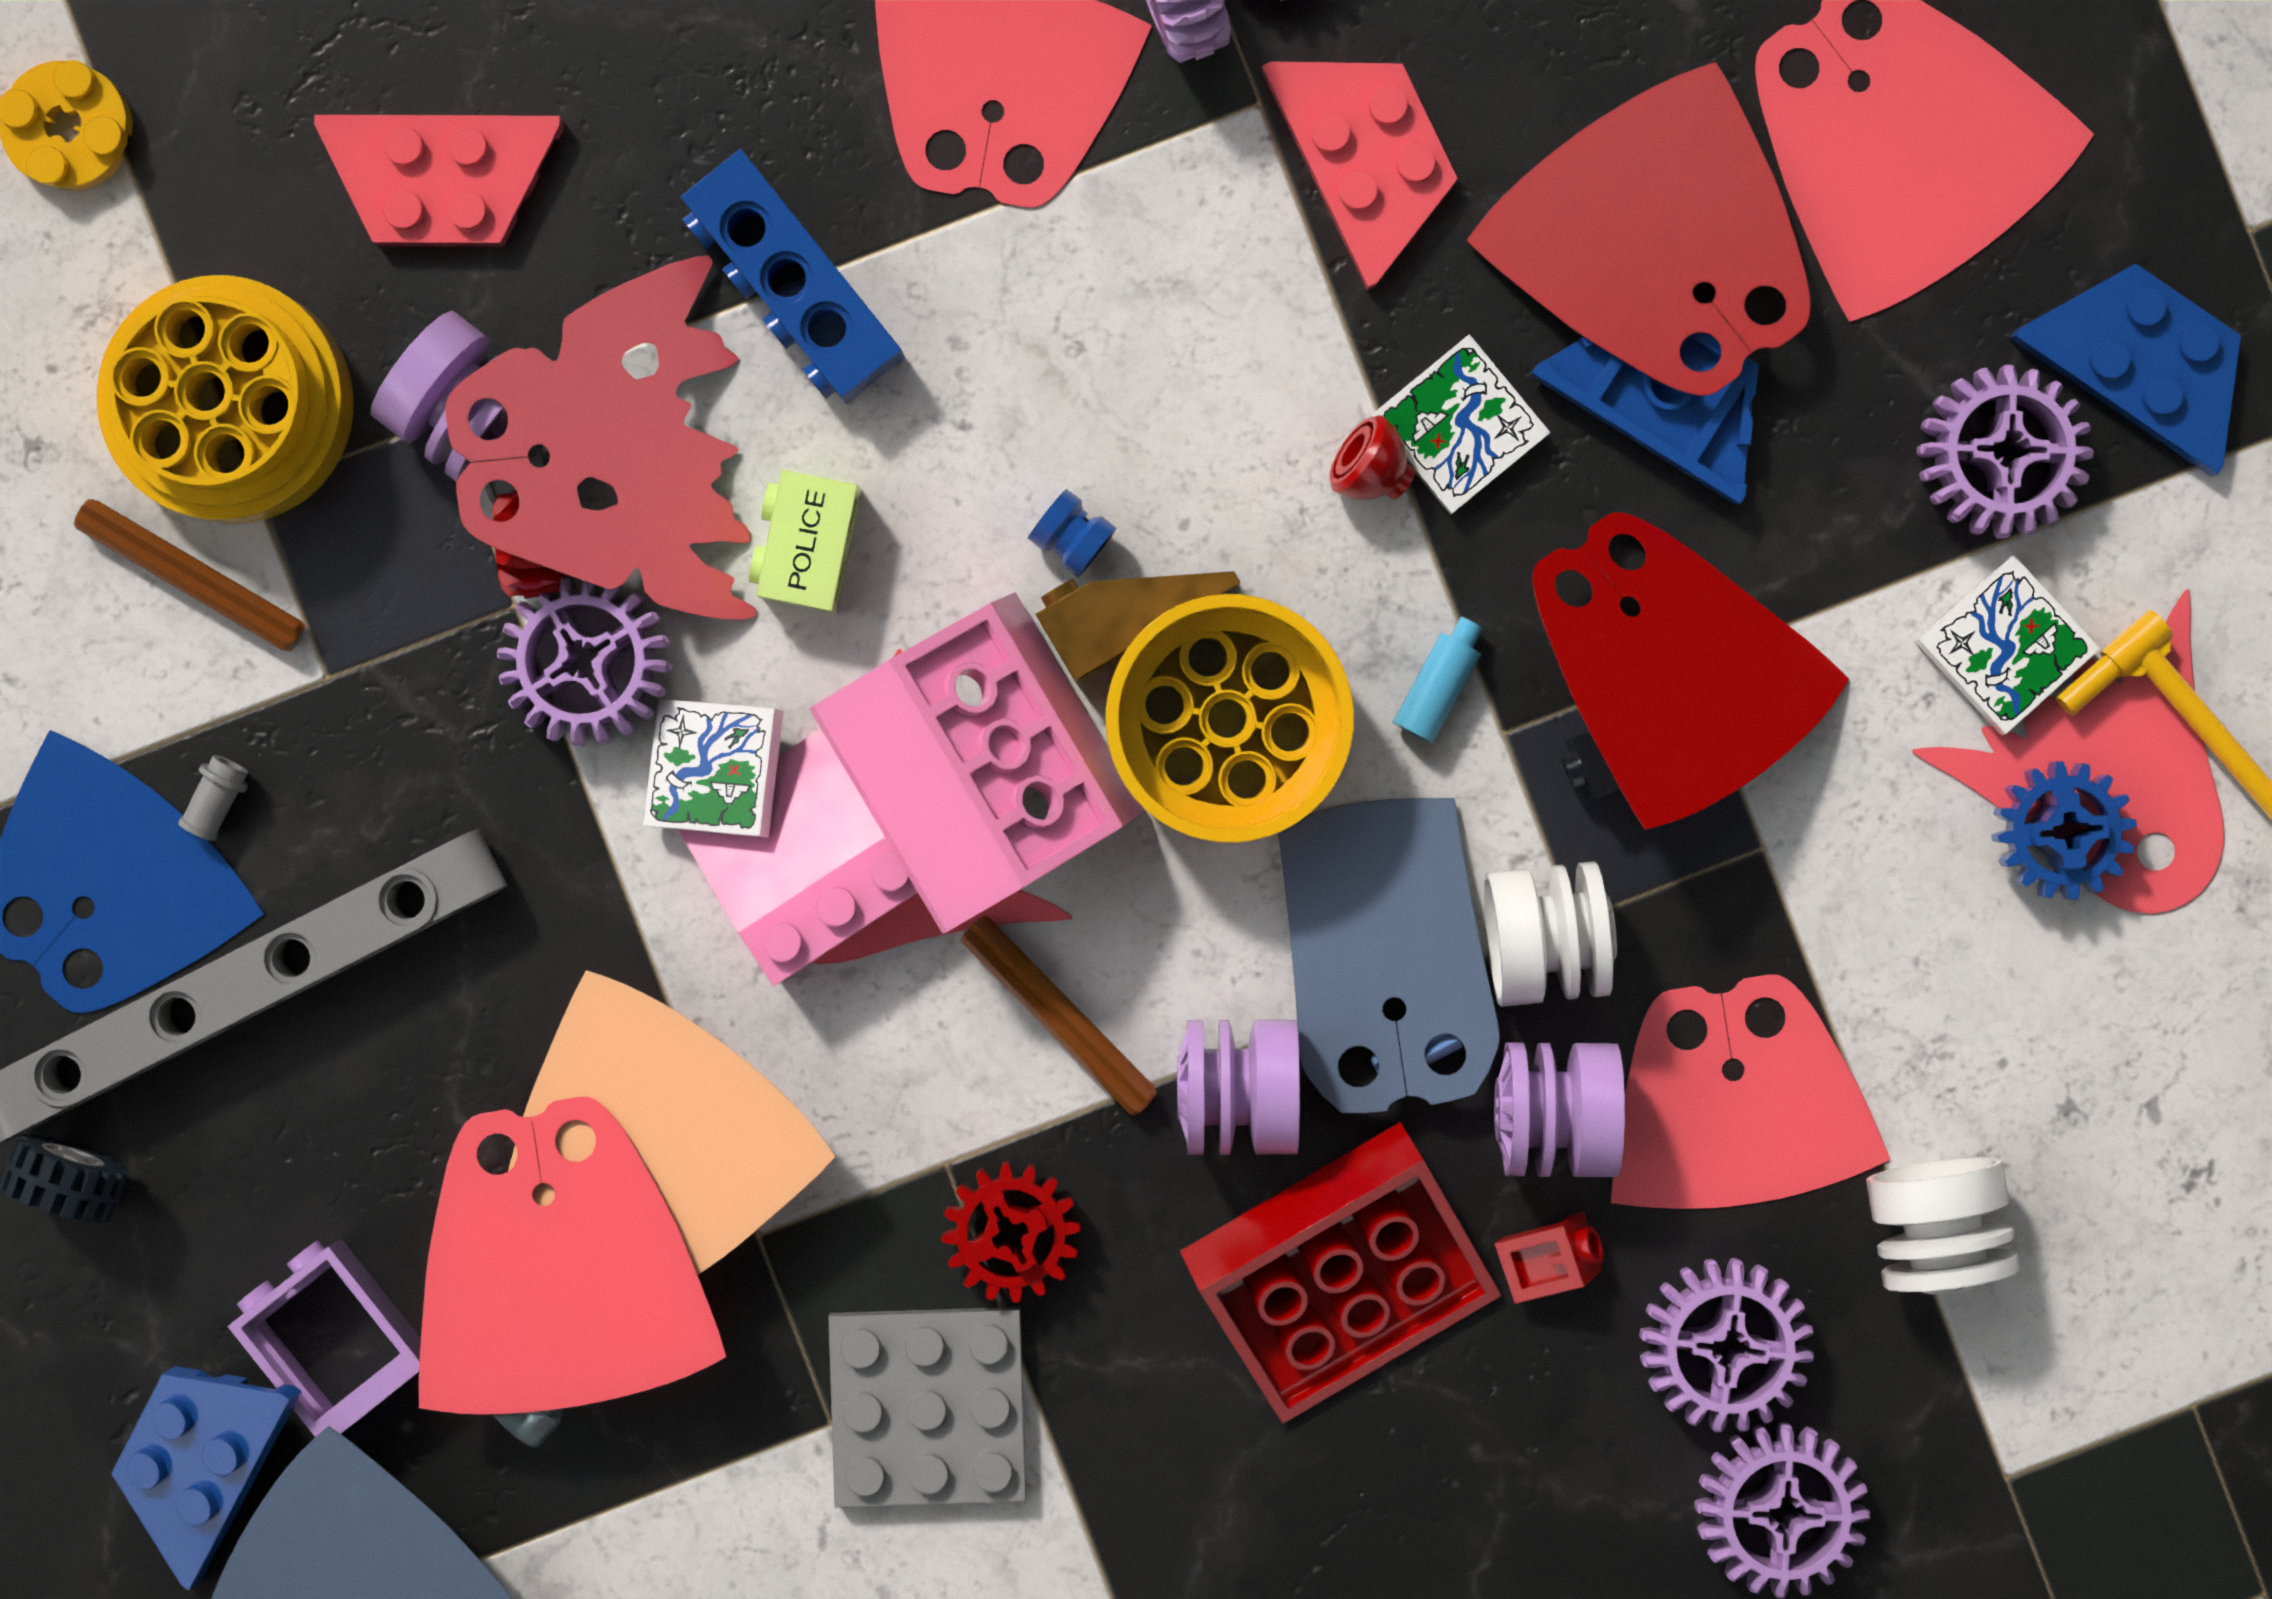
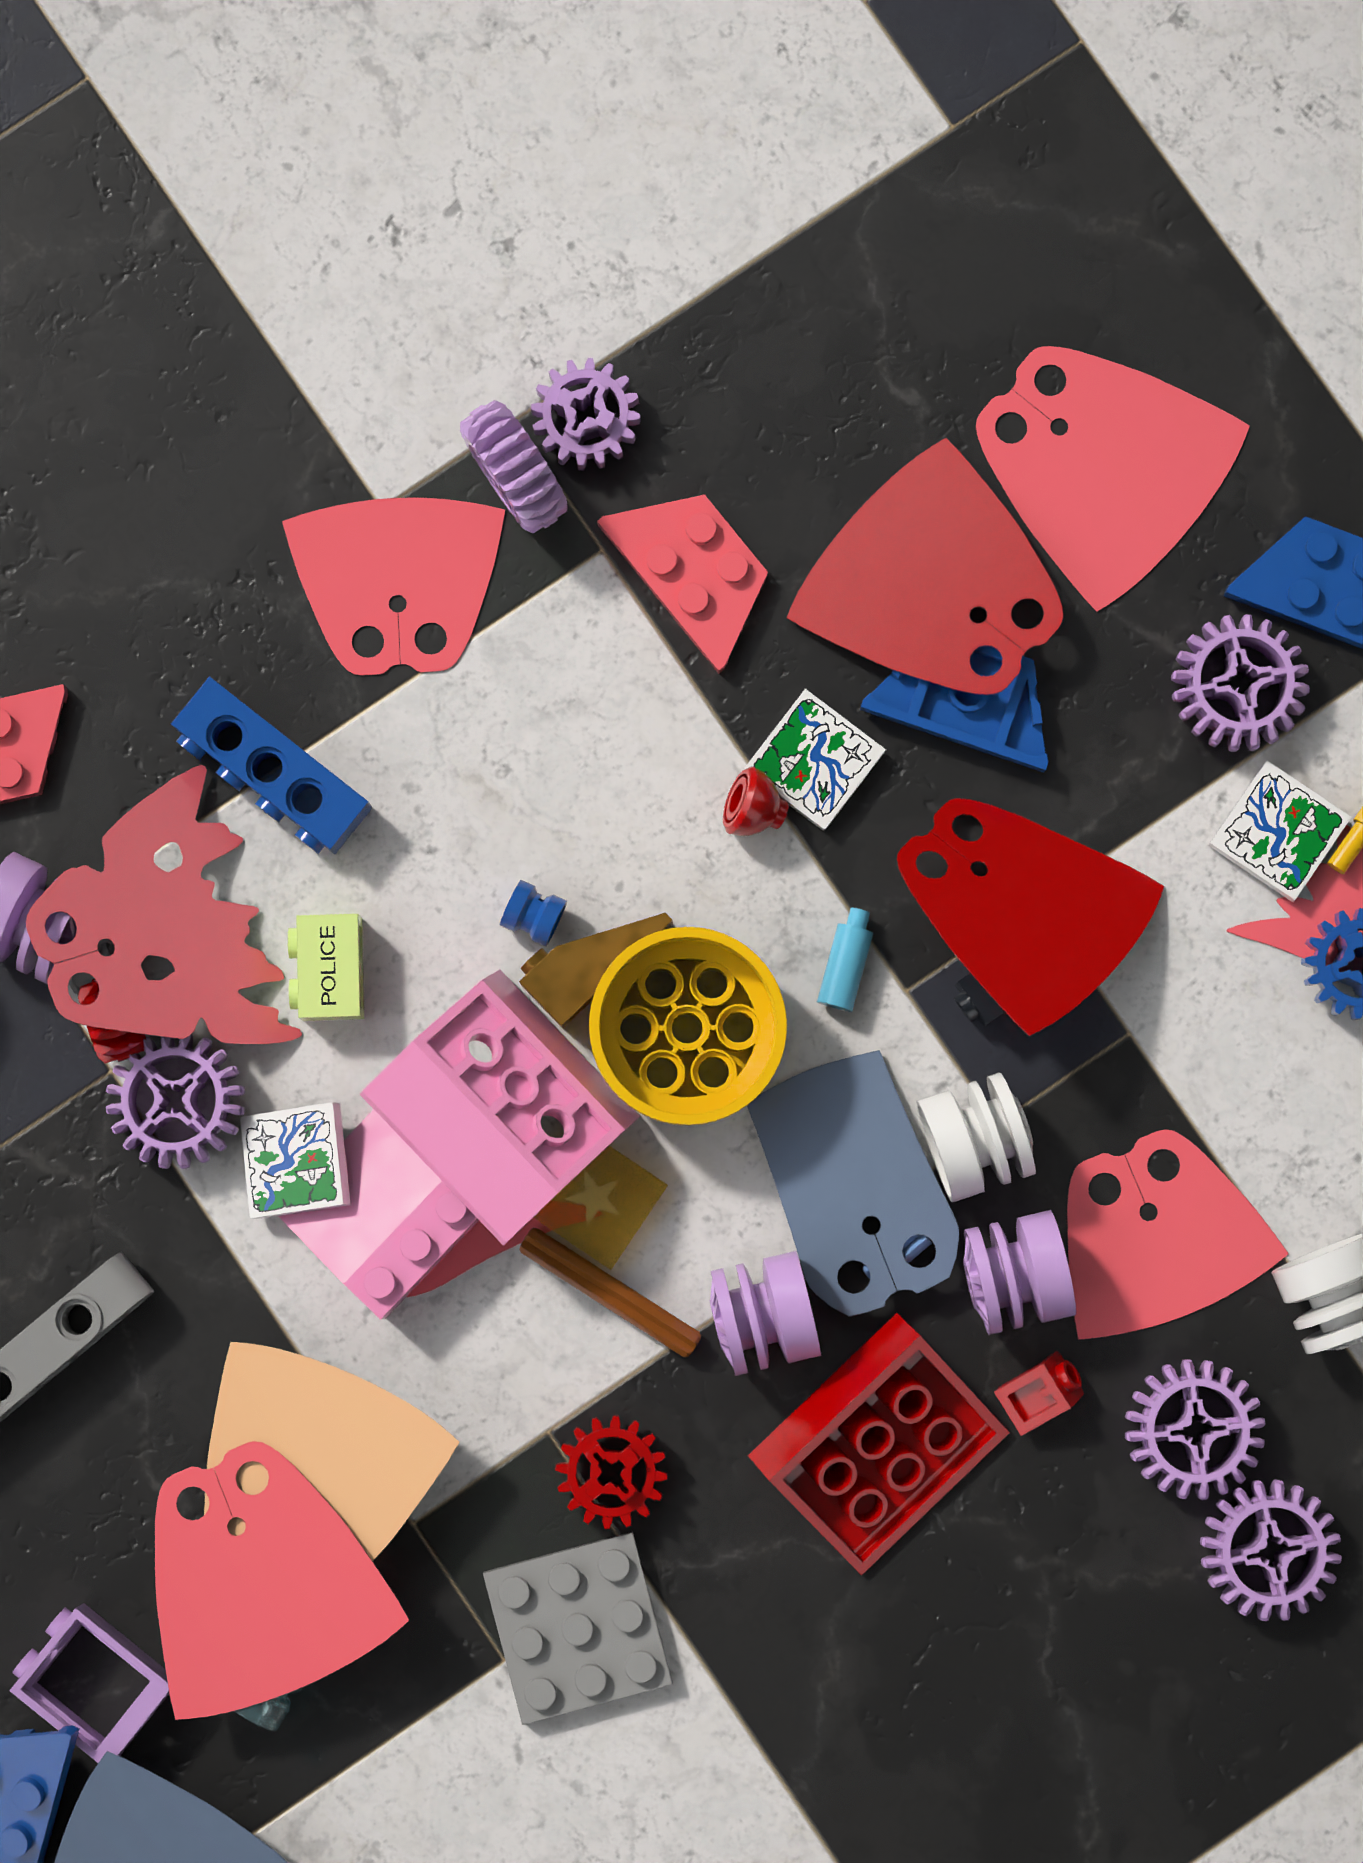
camera: 15 degrees left, 5 degrees down
(1077, 911) = (603, 1206): none -> clear yellow tile

